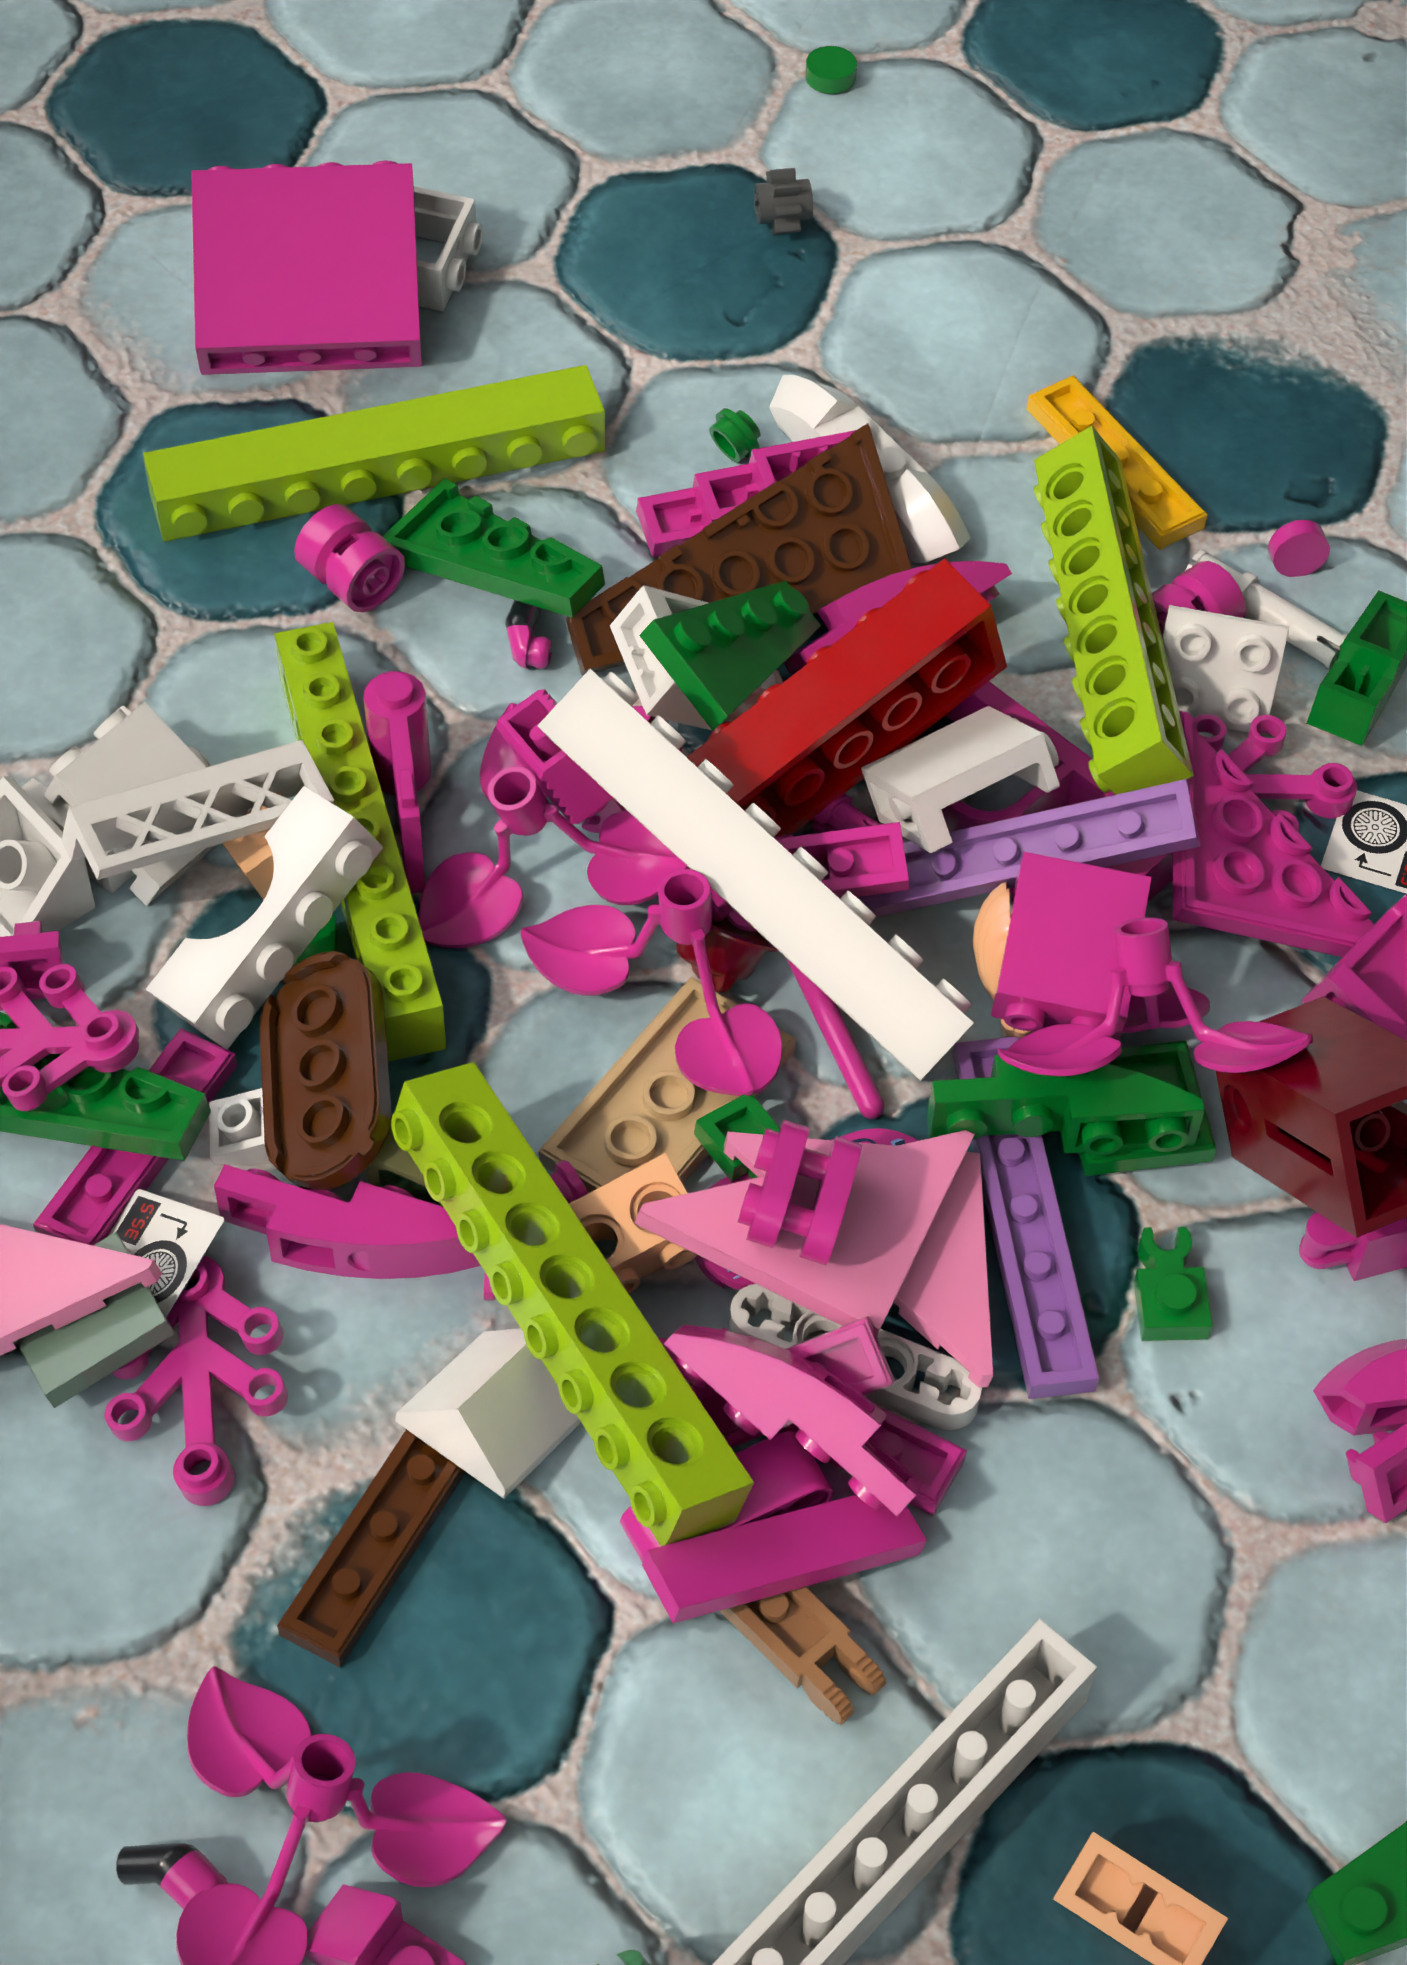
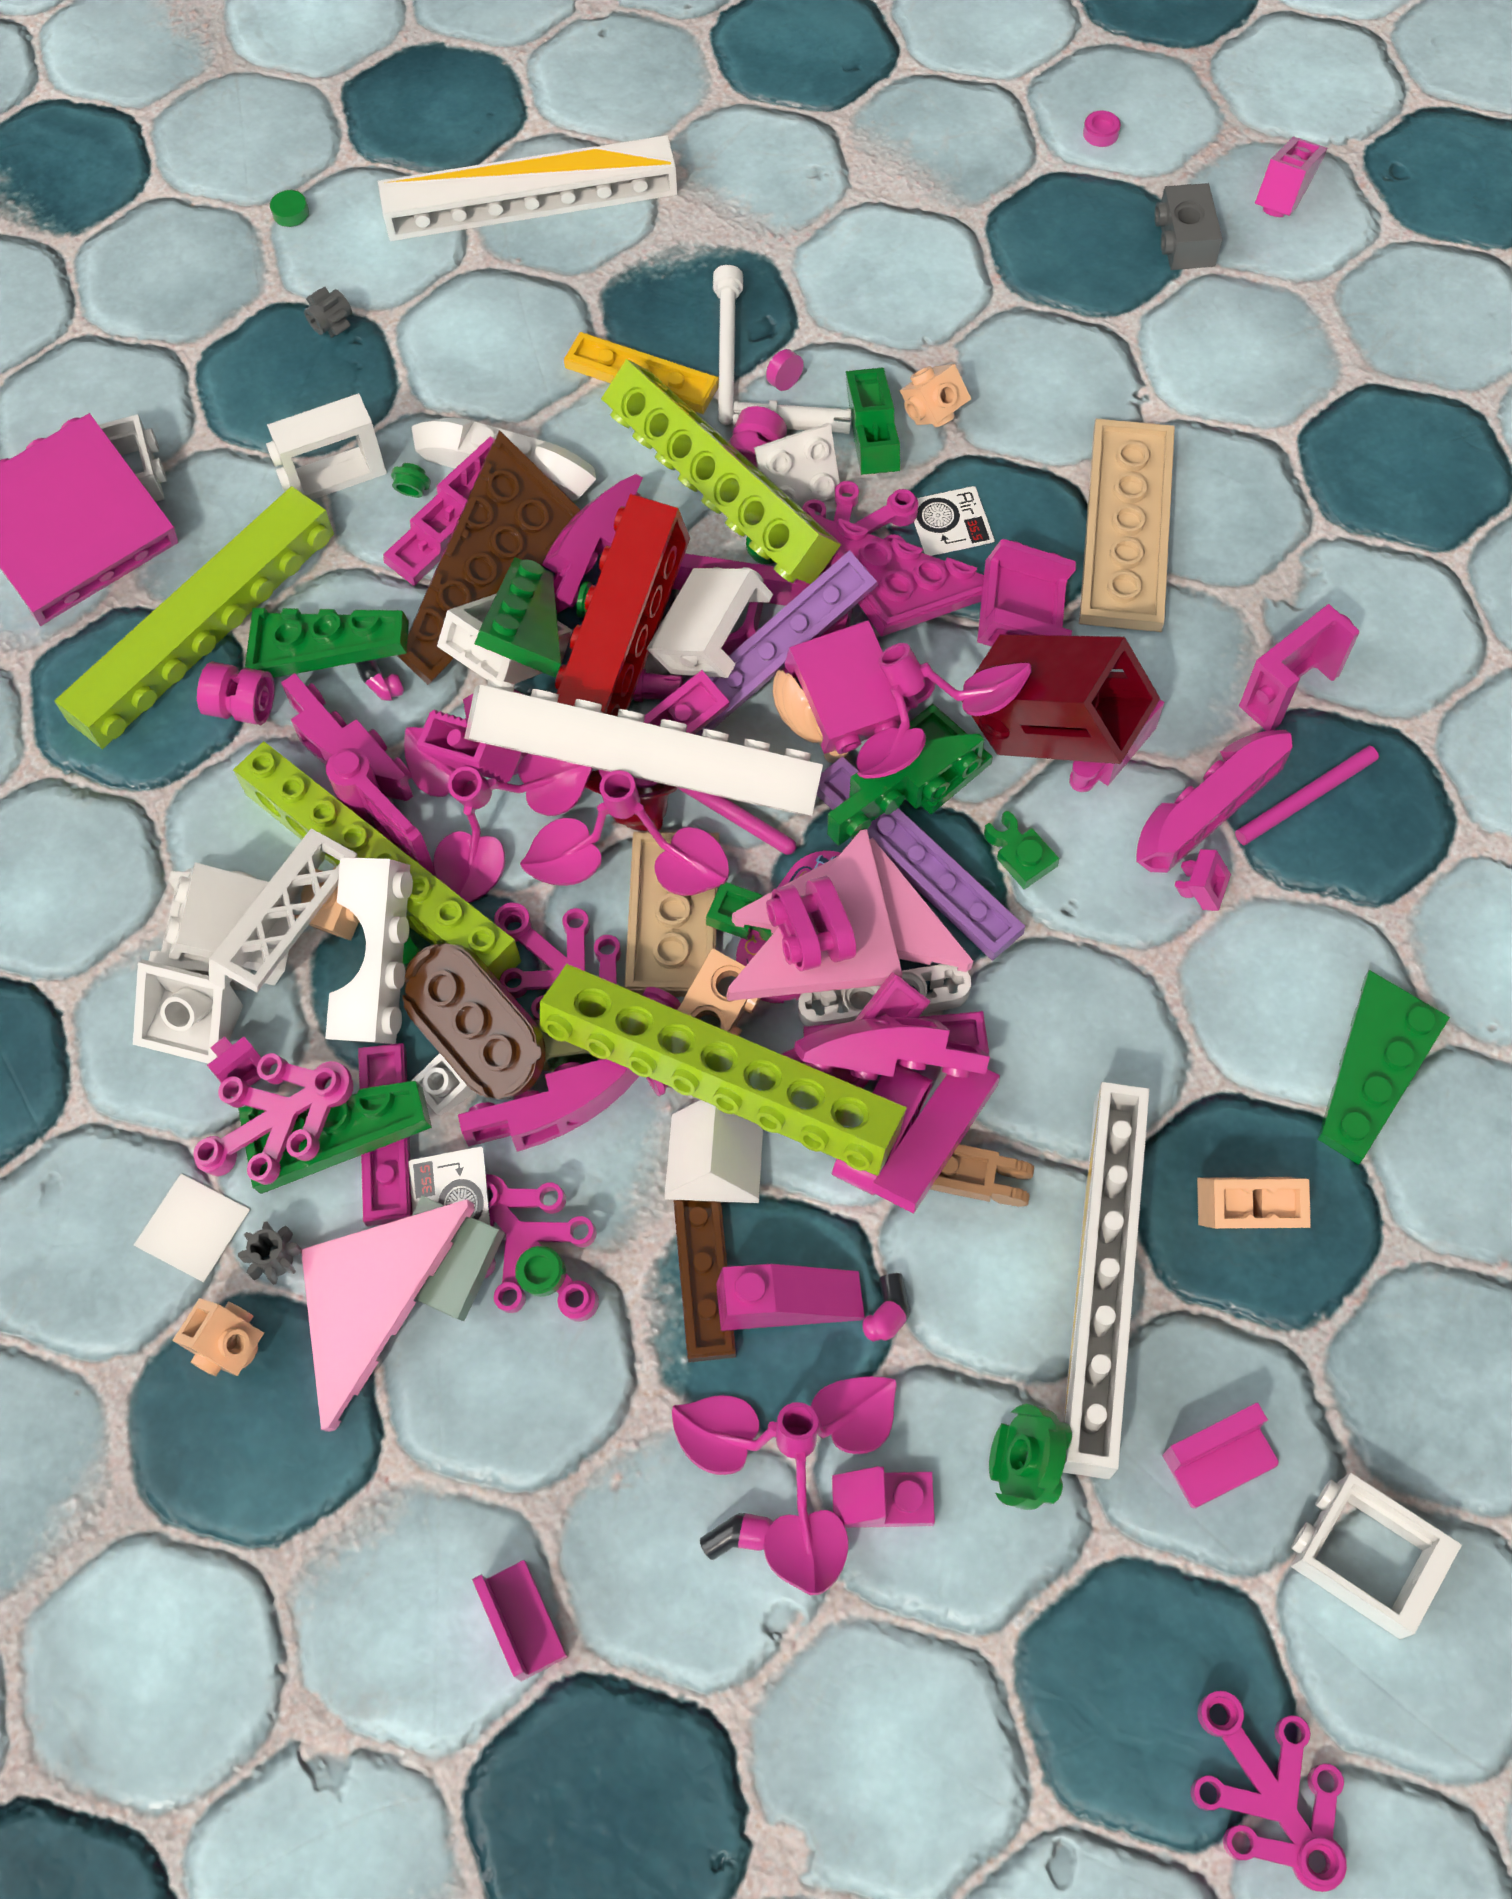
camera: 30 degrees left, 10 degrees up
(183, 1406) = (540, 1271): none -> green tile
(448, 701) = (328, 733): none -> dark pink slope
(449, 1628) = (787, 1296): none -> dark pink slope
(475, 984) = (549, 954): none -> dark pink plant
(565, 1739) = (892, 1313): none -> dark pink arm
(664, 314) = (320, 428): none -> white window
(1136, 183) = (528, 188): none -> white brick
(1300, 416) = (727, 286): none -> white piece

